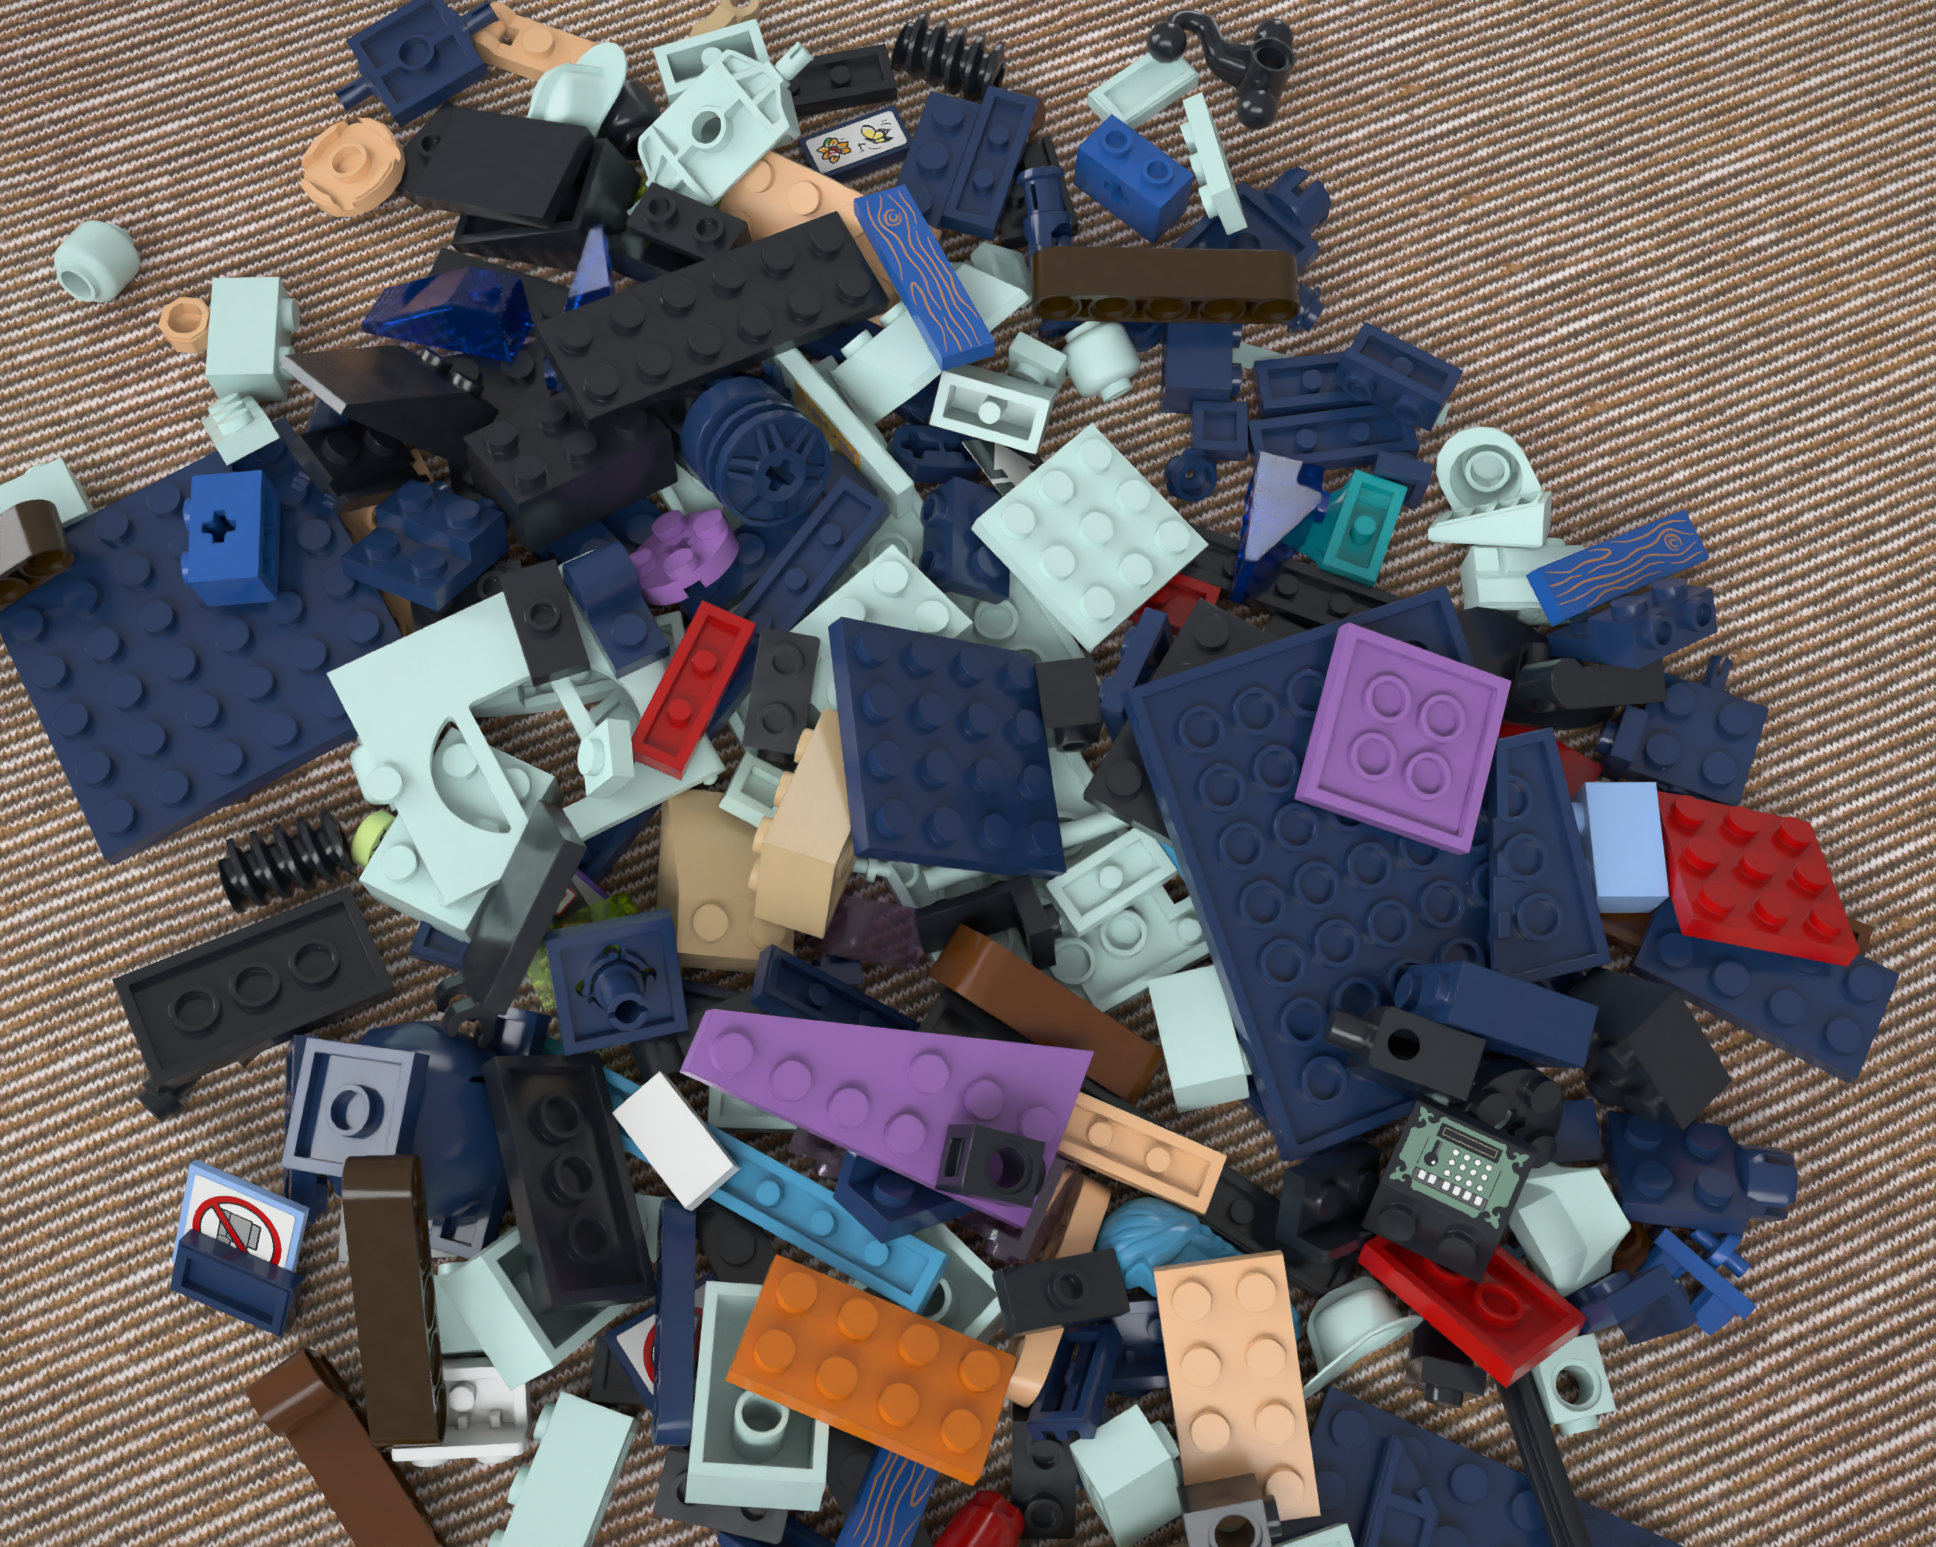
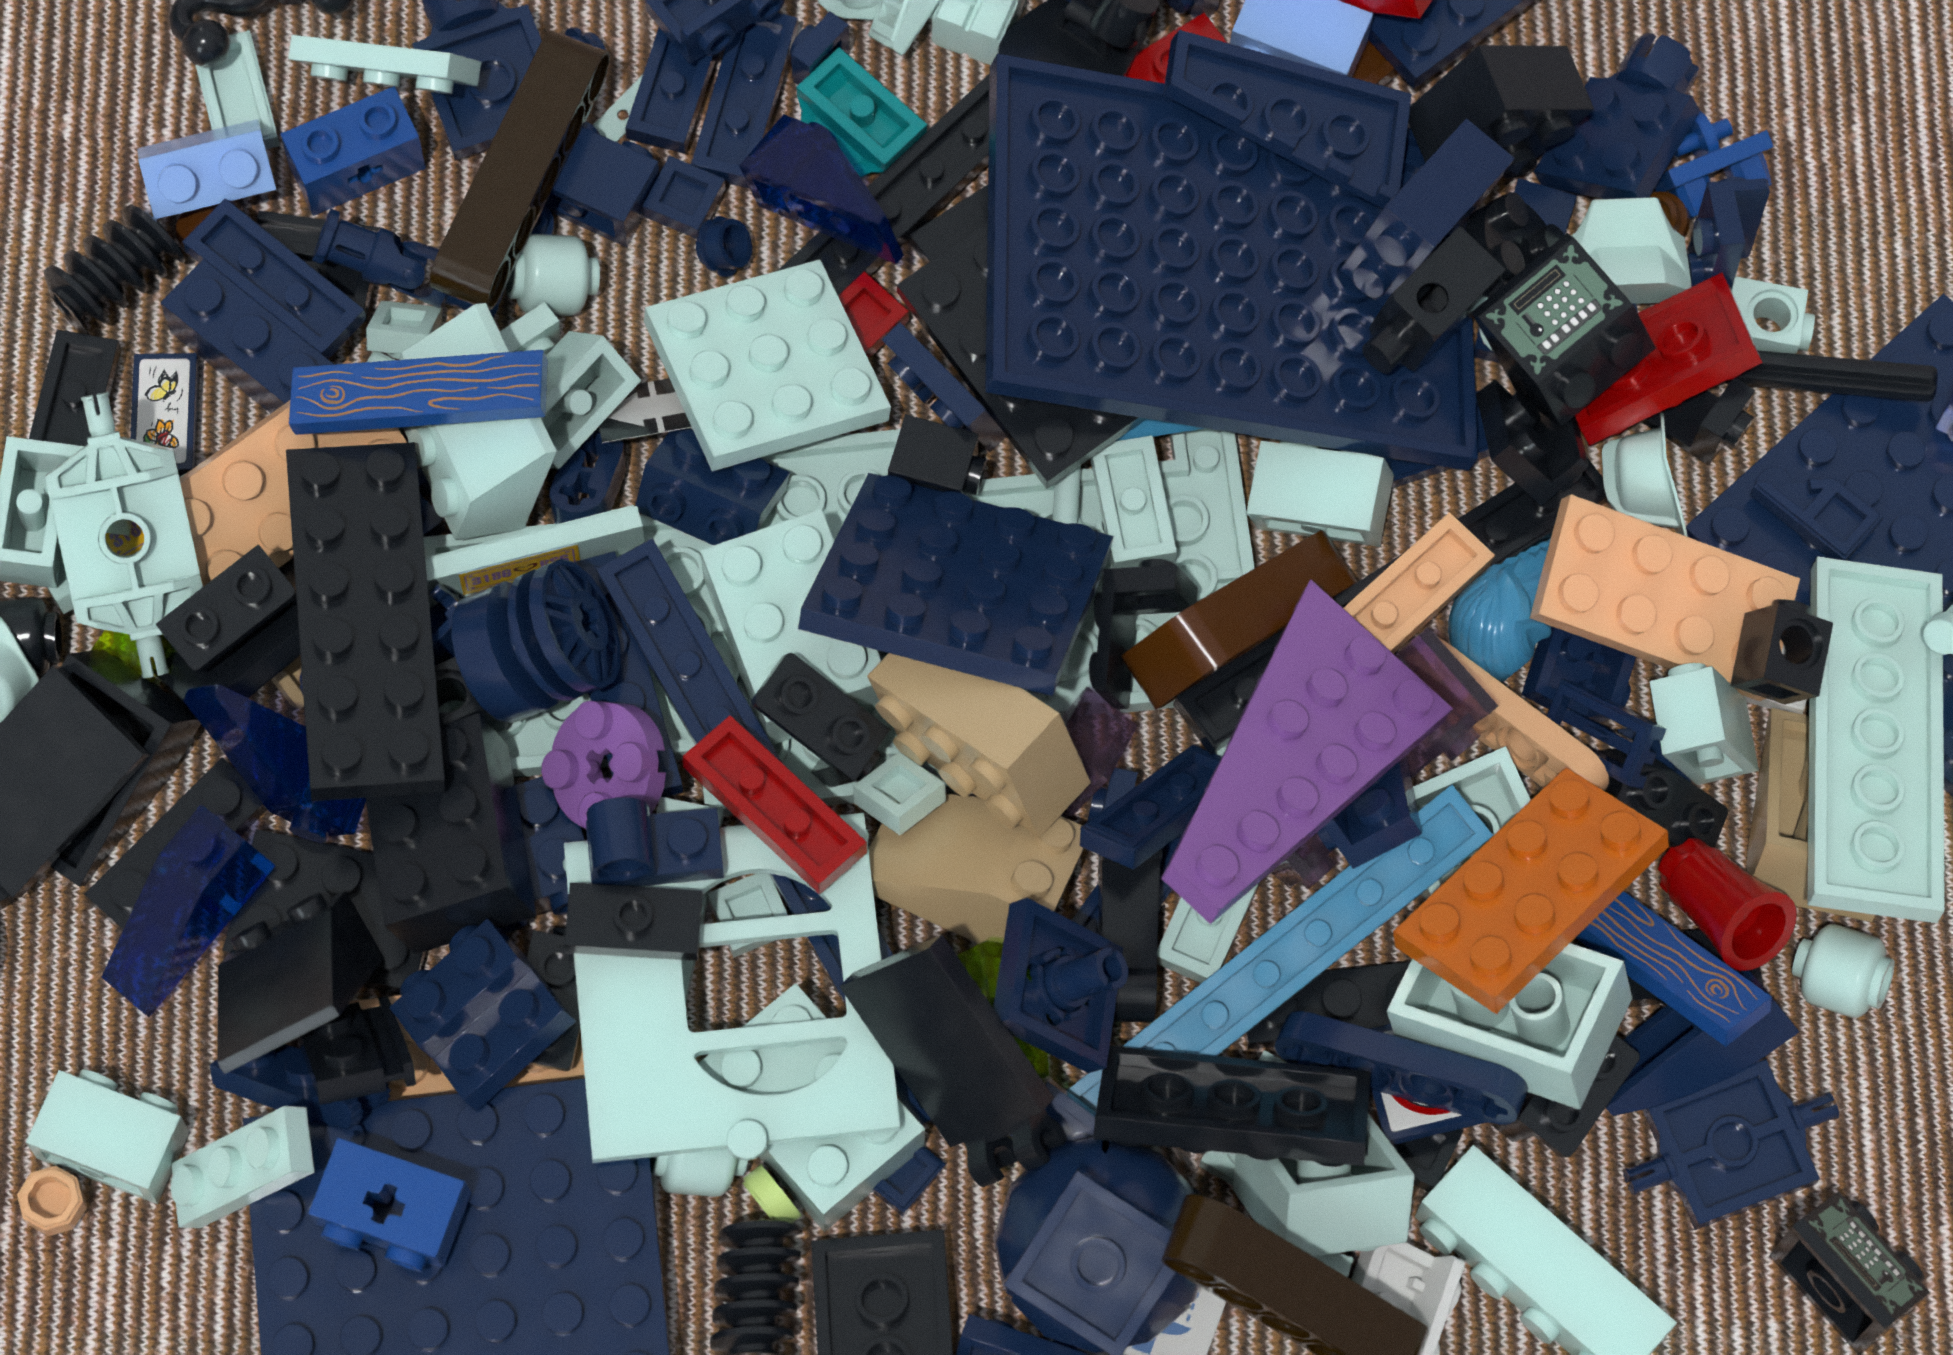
camera: 65 degrees left, 0 degrees up
(607, 758) = (820, 908): light aqua plate -> none
(675, 1141) = (1230, 999): white tile -> none
(967, 1159) = (1398, 700): black brick -> none
(1060, 1292) = (1525, 696): black plate -> none
(1061, 82) = (206, 169): none -> light blue brick
(1403, 739) = (1136, 164): medium lavender plate -> none

